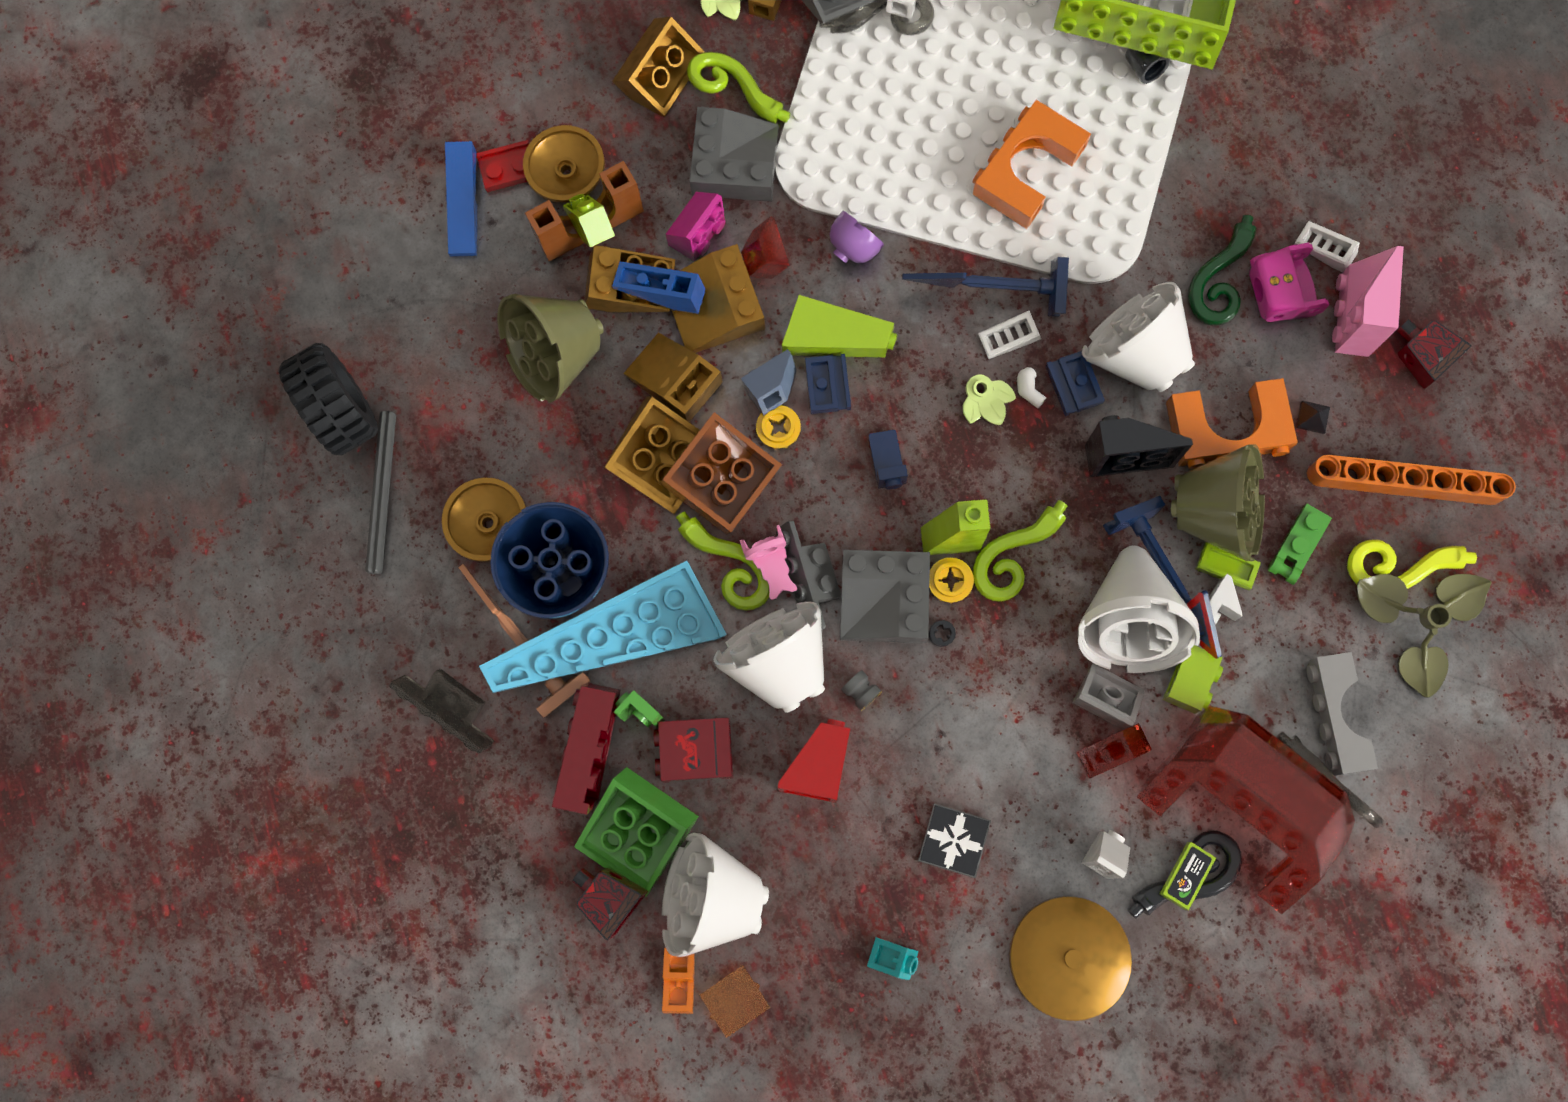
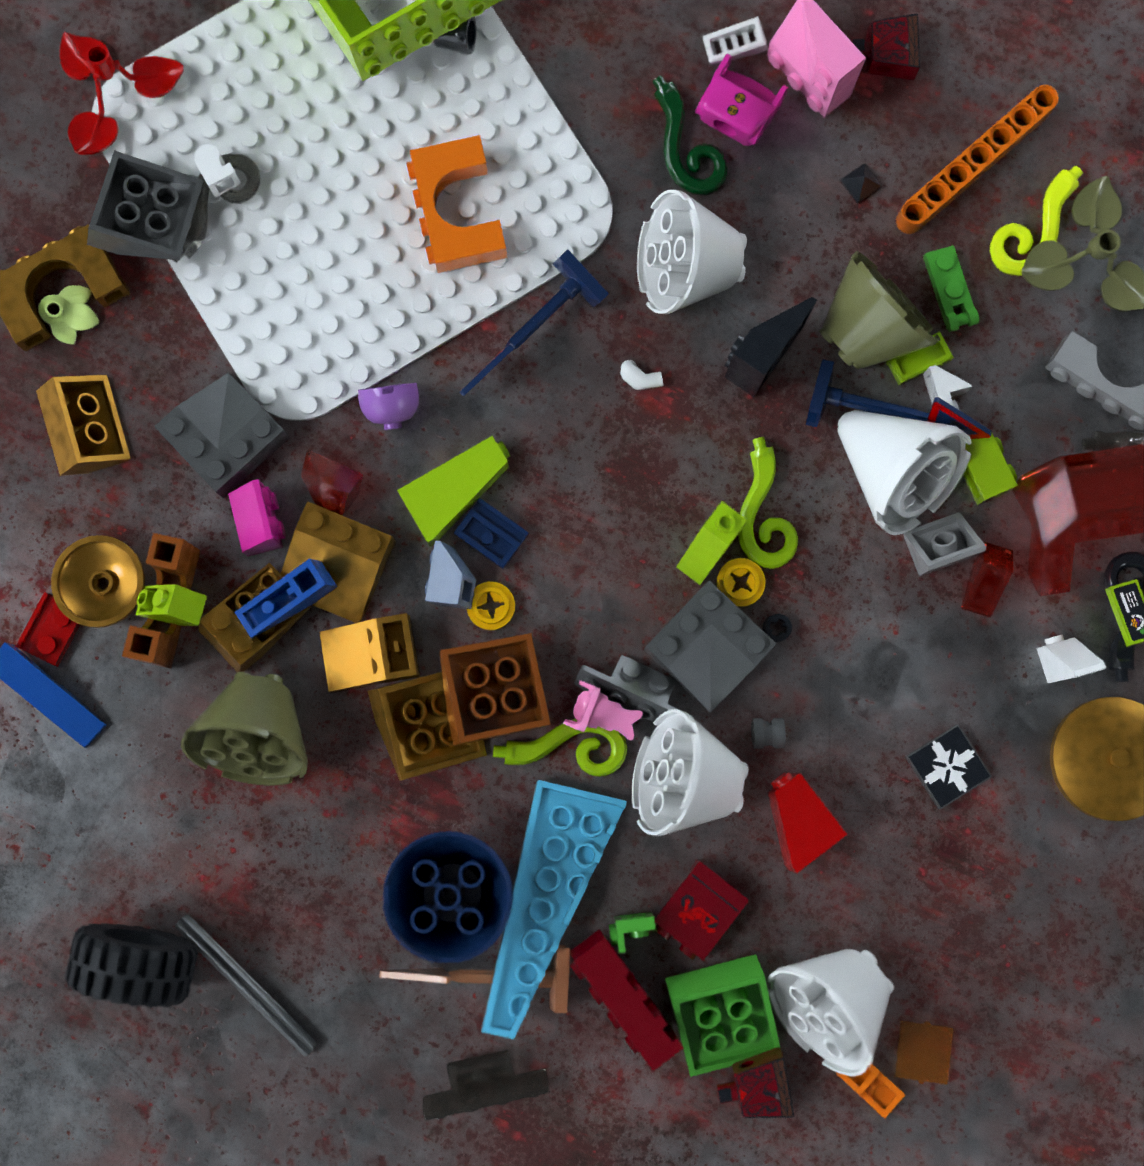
camera: 55 degrees left, 5 degrees up
(469, 510) = (331, 923): pearl gold dish -> none
(761, 104) = (196, 370): lime plant -> none
(887, 460) = (599, 543): dark blue bracket -> none
(893, 959) = (999, 898): teal bracket -> none
(990, 402) = (624, 420): yellowish green plate -> none
(1006, 326) = (591, 329): white slope -> none
(1074, 383) = (669, 339): dark blue plate -> none
(1272, 424) = (843, 223): orange arch -> none

